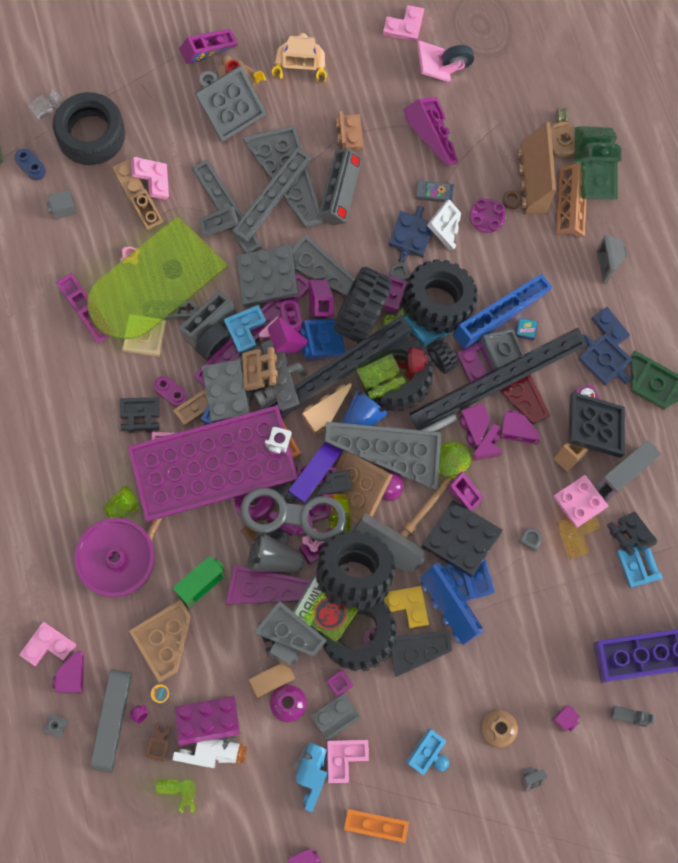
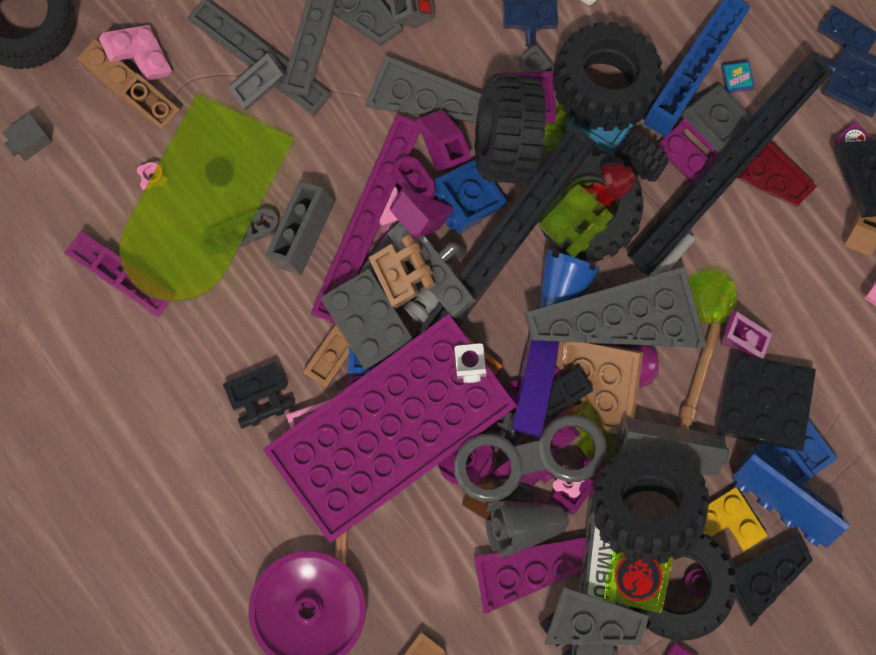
camera: 20 degrees left, 5 degrees up
(121, 503) = (284, 532): clear neon green slope -> none
(147, 344) = (229, 292): tan tile -> none
(170, 390) = (286, 347): magenta plate -> none
(200, 581) = (439, 598): green window -> none
(212, 341) = (319, 256): black tyre -> none
(240, 326) = (349, 219): dark azure plate -> none
(267, 275) = (356, 133): dark grey plate -> none
(326, 409) = (512, 299): light nougat slope -> none
(475, 422) = (723, 236): magenta slope -> none
(486, 448) = (749, 265): magenta slope -> none
(518, 428) = (781, 220): magenta slope -> none
(531, 538) = (856, 366): dark grey tile -> none

